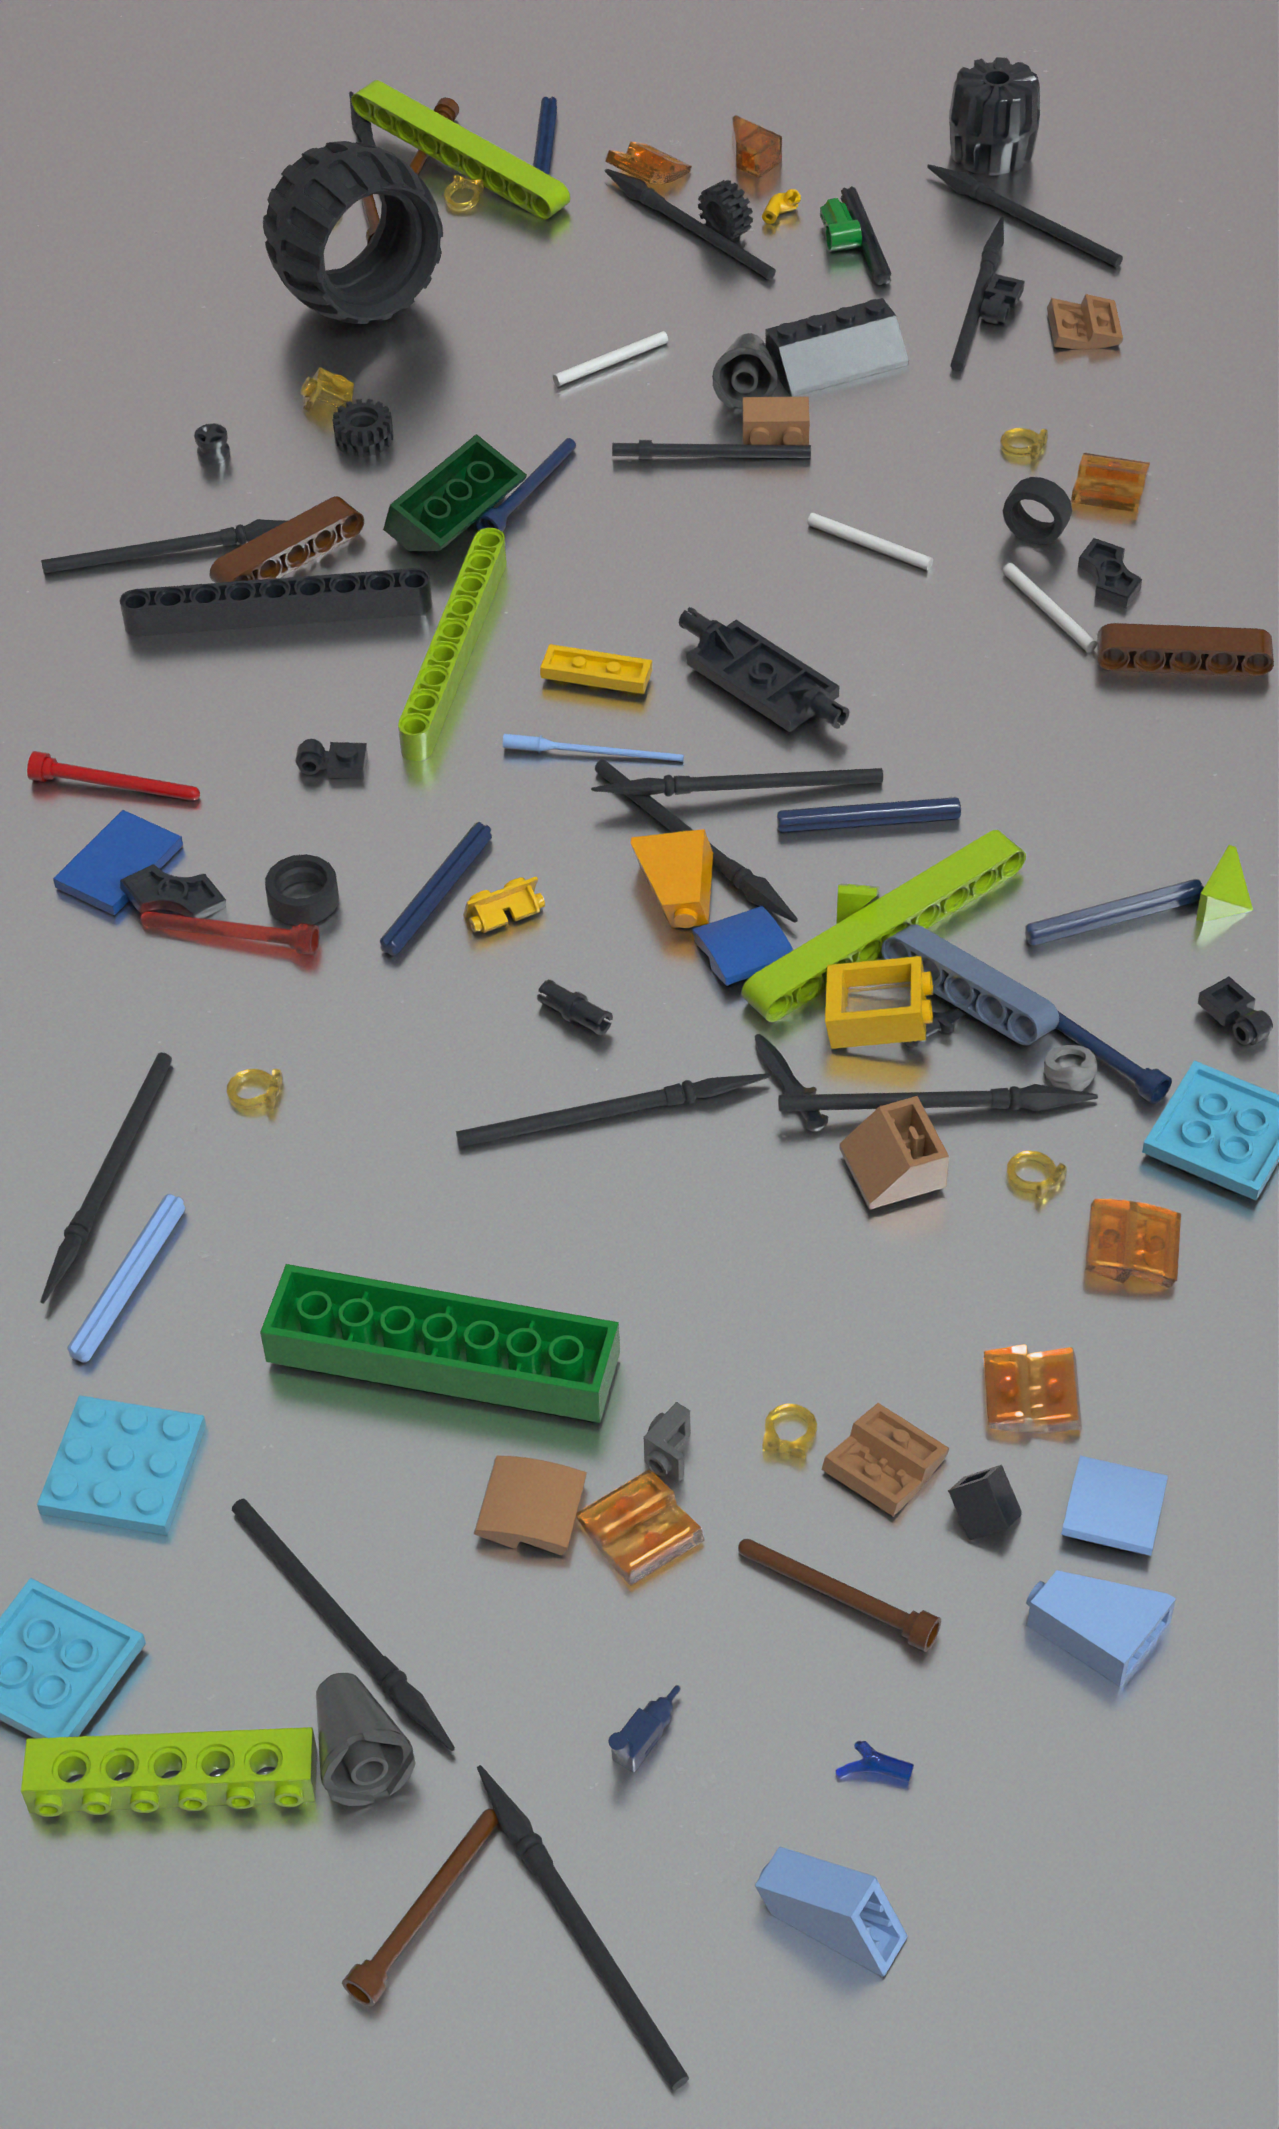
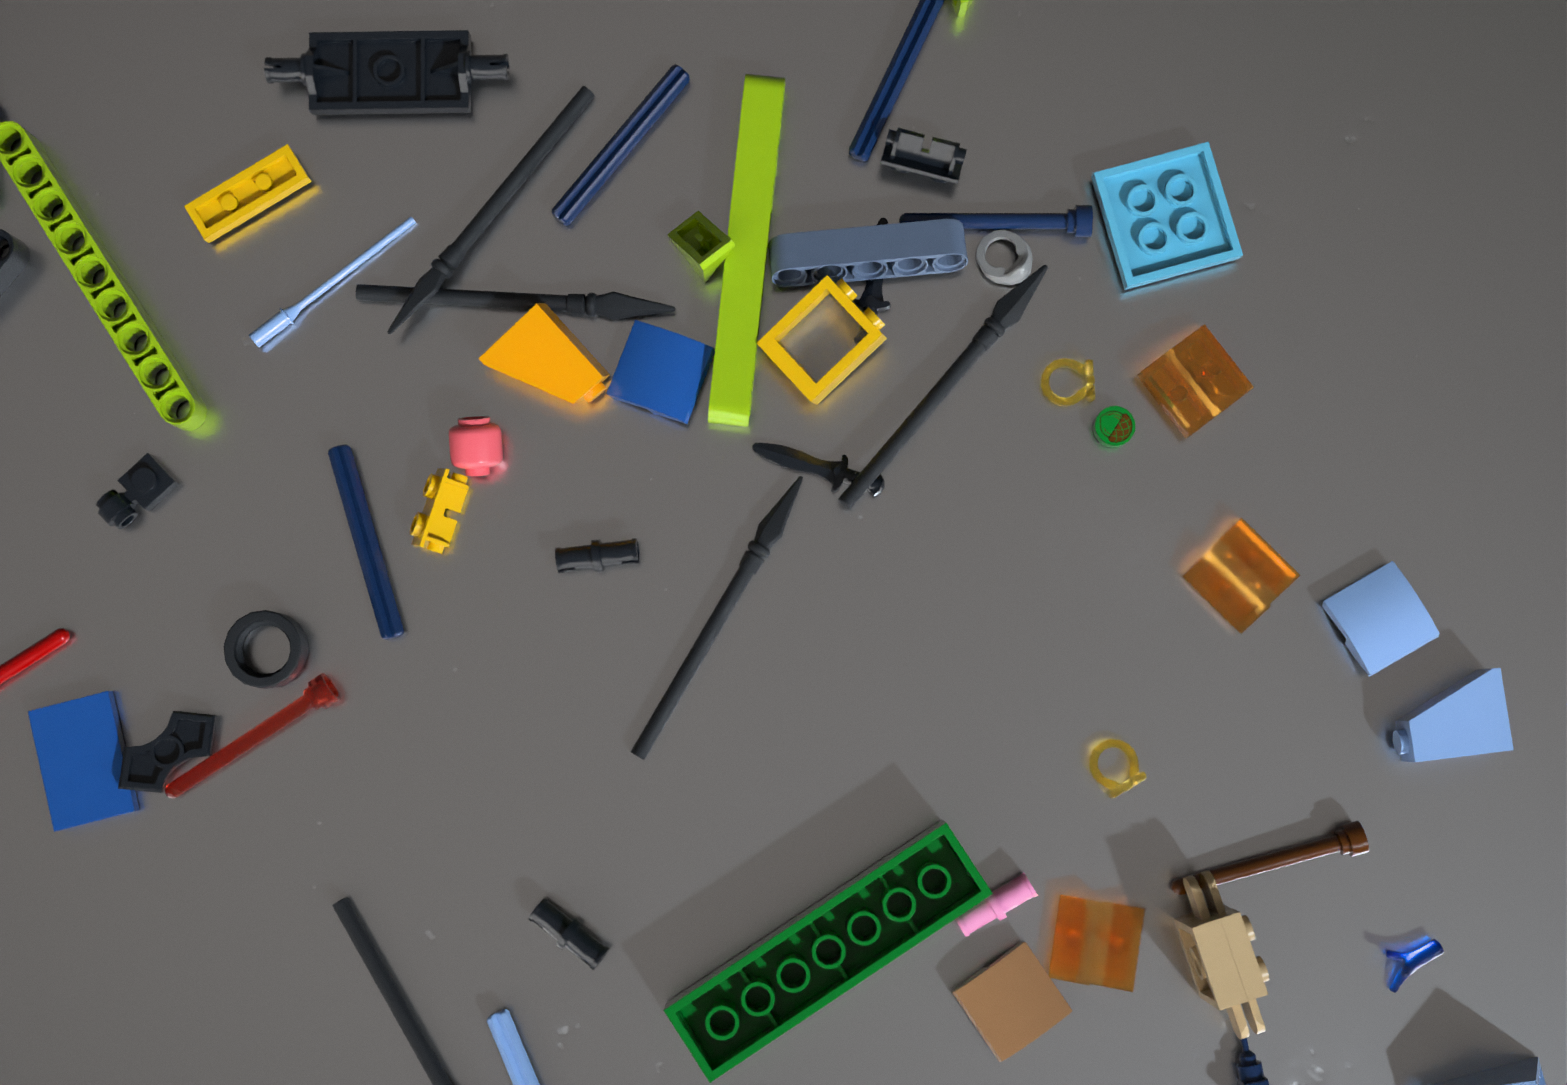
camera: 50 degrees left, 35 degrees up
(268, 1099) = (446, 840): clear yellow piece -> none
(281, 1194) = (568, 933): none -> black pin
(571, 887) = (475, 445): none -> coral head
(593, 1431) = (997, 904): none -> bright pink pin
(663, 1439) = (1046, 859): dark grey bracket -> none
(723, 1594) = (1222, 955): none -> tan brick
(885, 1459) = (1200, 727): medium nougat slope -> none
(896, 1154) = (971, 471): medium nougat slope -> none
(985, 1502) = (1300, 701): black panel -> none
(1037, 1223) = (1114, 426): none -> green tile
(1064, 955) = (905, 154): none -> black hinge
(1230, 1003) = (1063, 88): black plate -> none

